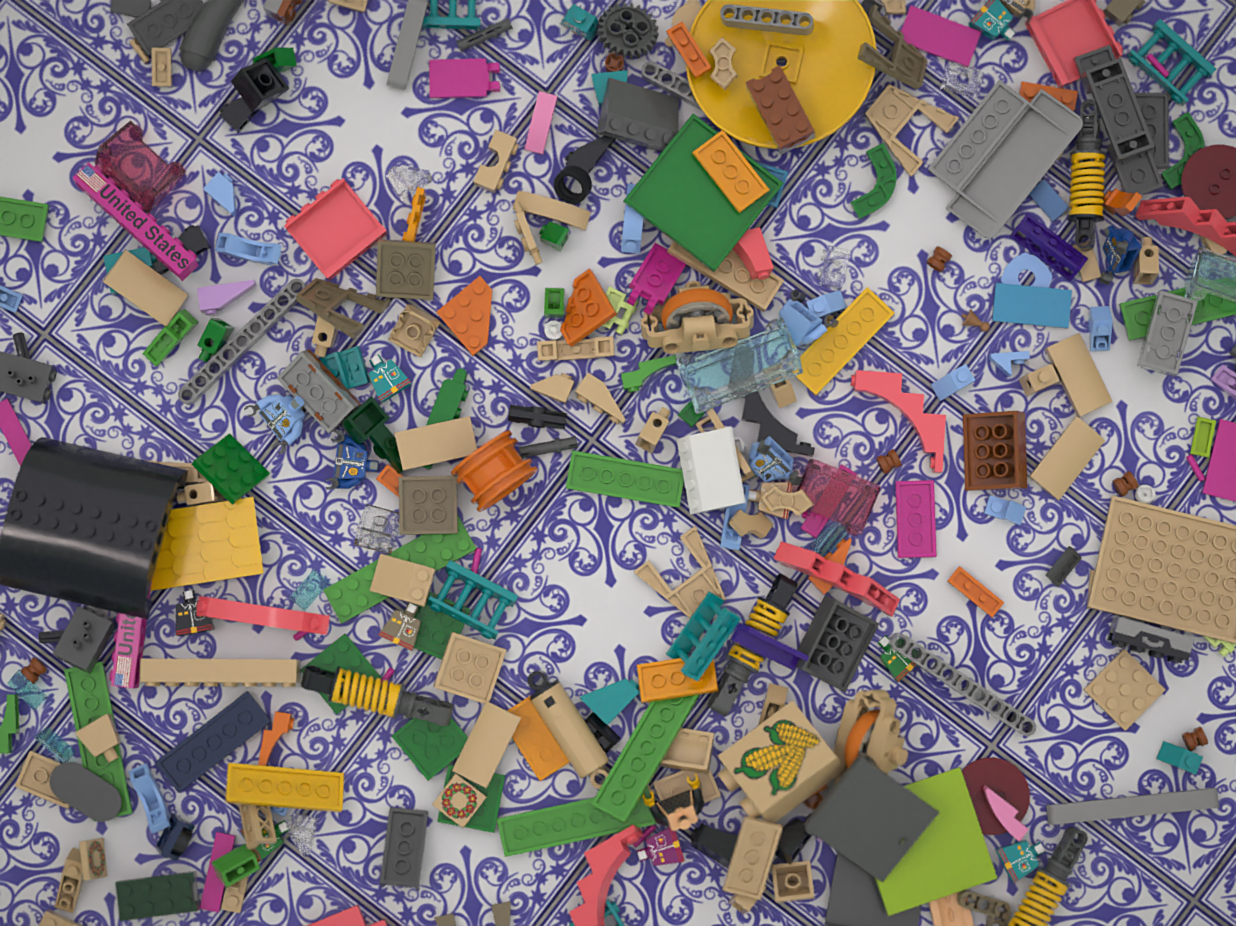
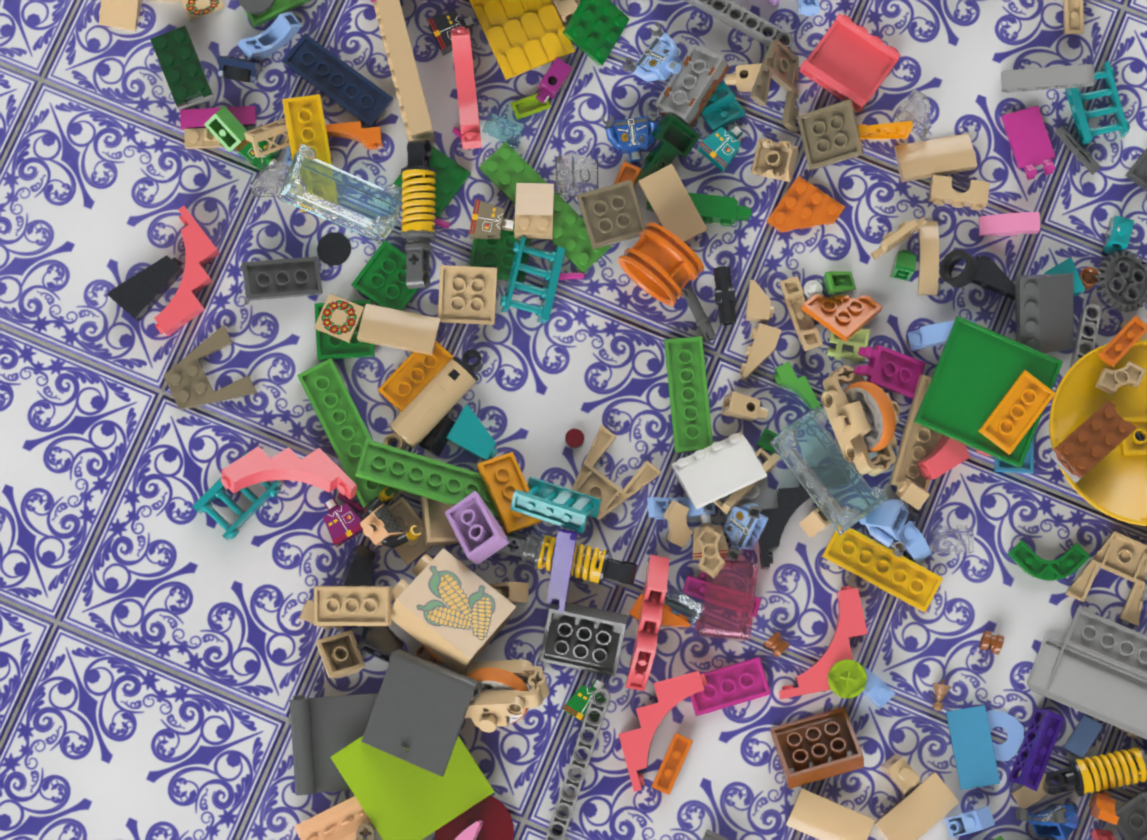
camera: 80 degrees right, 5 degrees down
(269, 520) = (557, 76): none -> magenta torso
(291, 555) = (528, 106): none -> lime tile
(338, 767) = (341, 196): none -> windscreen
(384, 788) = (334, 249): none -> black sticker
(453, 173) = (935, 157): none -> tan slope
(638, 600) = (574, 438): none -> dark red tile
(706, 719) = (476, 528): none -> lavender slope
(781, 292) = (912, 493): none -> tan brick
(940, 404) = (847, 678): none -> lime tile
(946, 618) = (637, 742): none -> coral arch
(1004, 360) = (910, 731): light blue slope -> none
(1005, 510) = (761, 773): light blue slope -> none

